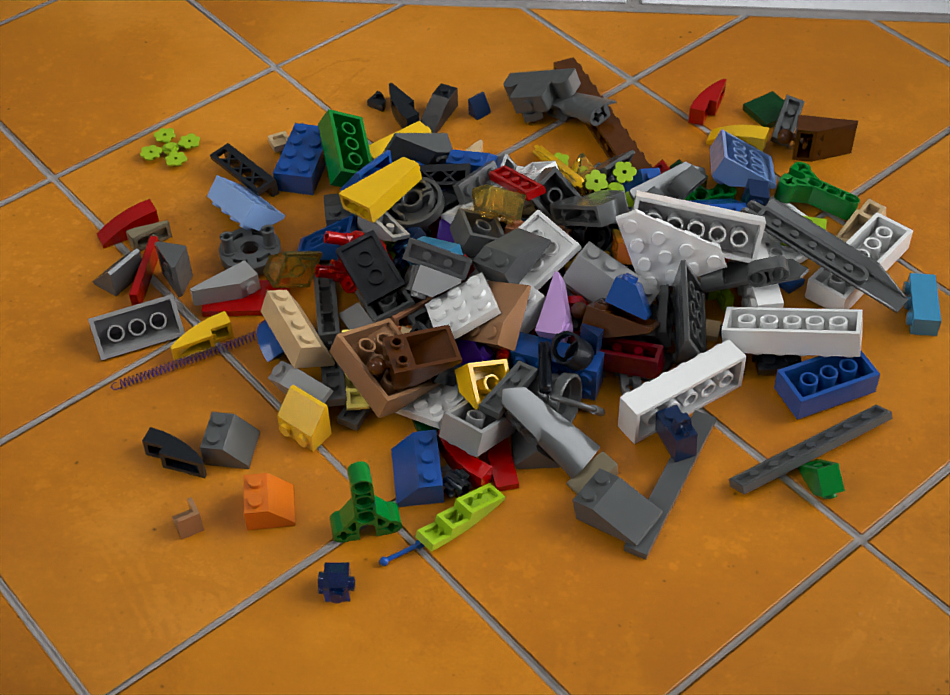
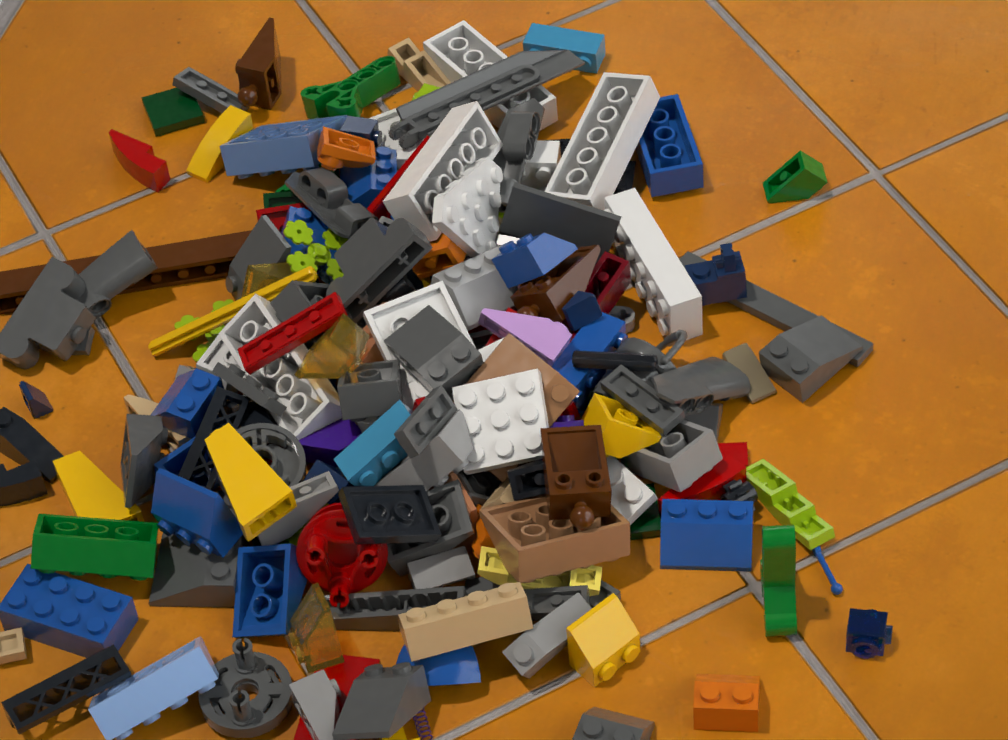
camera: 75 degrees left, 0 degrees up
(231, 307) = (382, 701): none -> dark grey slope
(579, 349) = (602, 321): black helmet -> none
(724, 181) = (343, 149): none -> orange slope
(810, 449) = (752, 184): dark grey tile -> none

